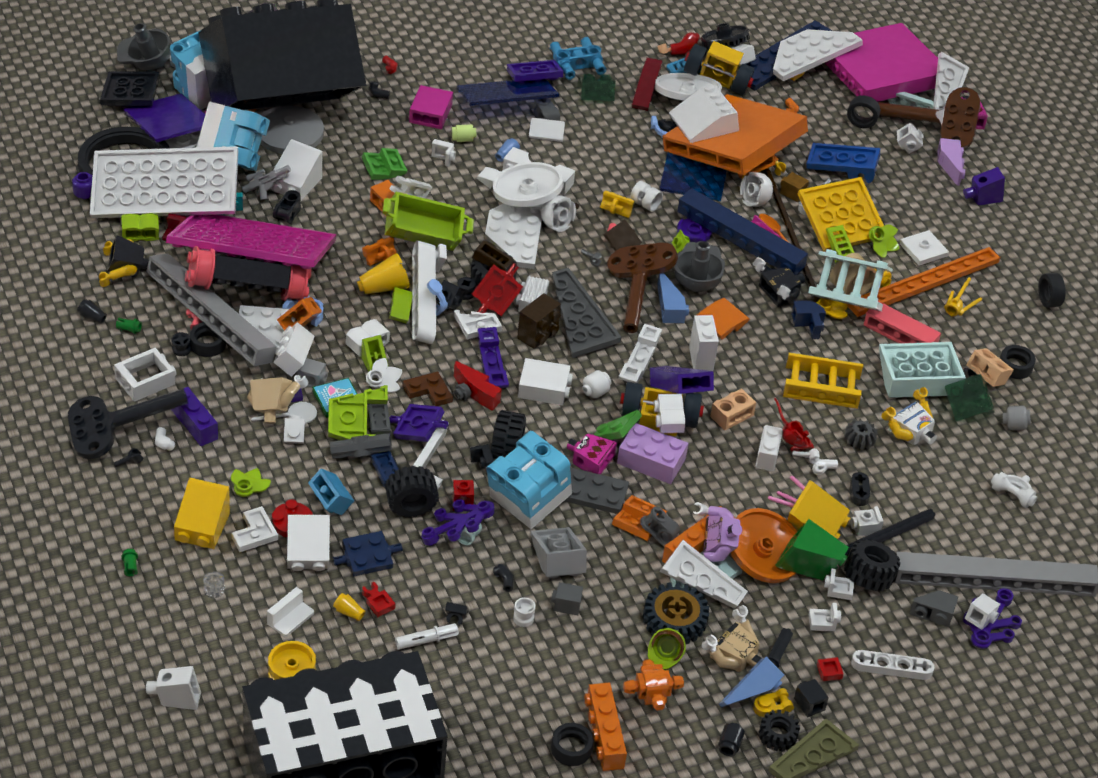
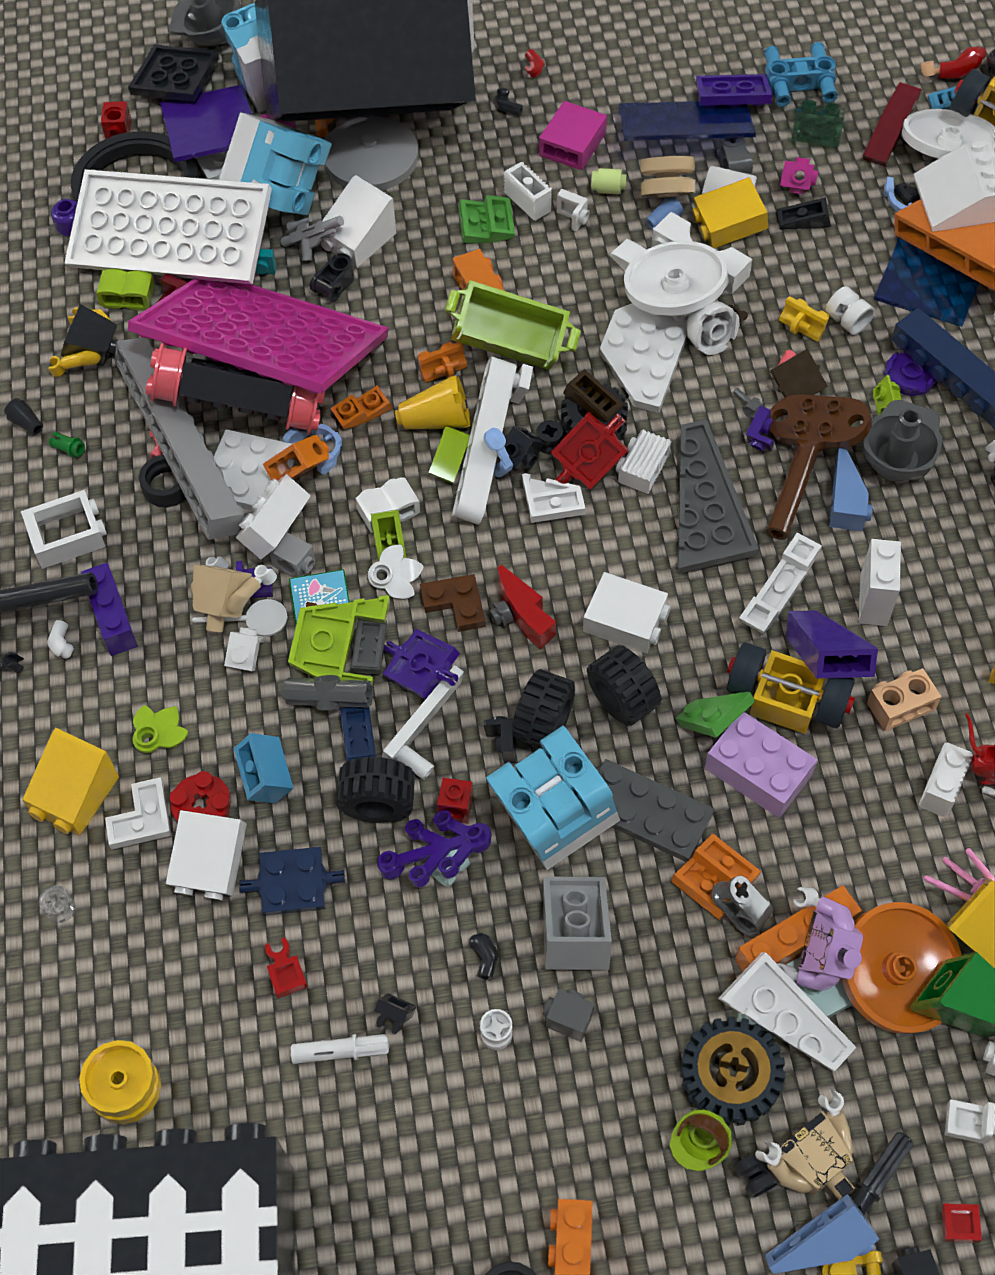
camera: 20 degrees right, 15 degrees up
(96, 121) = (115, 118): none -> red brick
(181, 344) = (121, 481): black wheel -> none
(289, 613) = (151, 972): white panel -> none
(333, 284) = (357, 411): none -> orange slope
(348, 606) = (237, 975): yellow cone -> none
(410, 142) = (527, 191): none -> white brick
(411, 187) = (507, 267): white hinge -> none
(491, 356) = (558, 563): dark purple slope -> none
(505, 125) = (668, 179): none -> tan wheel
(539, 321) = (639, 510): dark brown brick -> none
(553, 144) = (730, 213): none -> yellow brick
(556, 417) = (624, 685): none -> black tyre
(586, 121) = (791, 168): none -> dark pink brick
(592, 453) = (668, 750): dark pink torso -> none
(596, 384) = (702, 628): white head -> none
(603, 143) = (805, 215): none -> black slope
(604, 271) = (760, 425): none -> dark purple bracket
(653, 684) = (665, 1208): orange piece -> none
(670, 413) = (798, 708): white brick -> none
(701, 660) = (753, 1173): none -> black wheel
(725, 316) = (922, 531): orange slope -> none

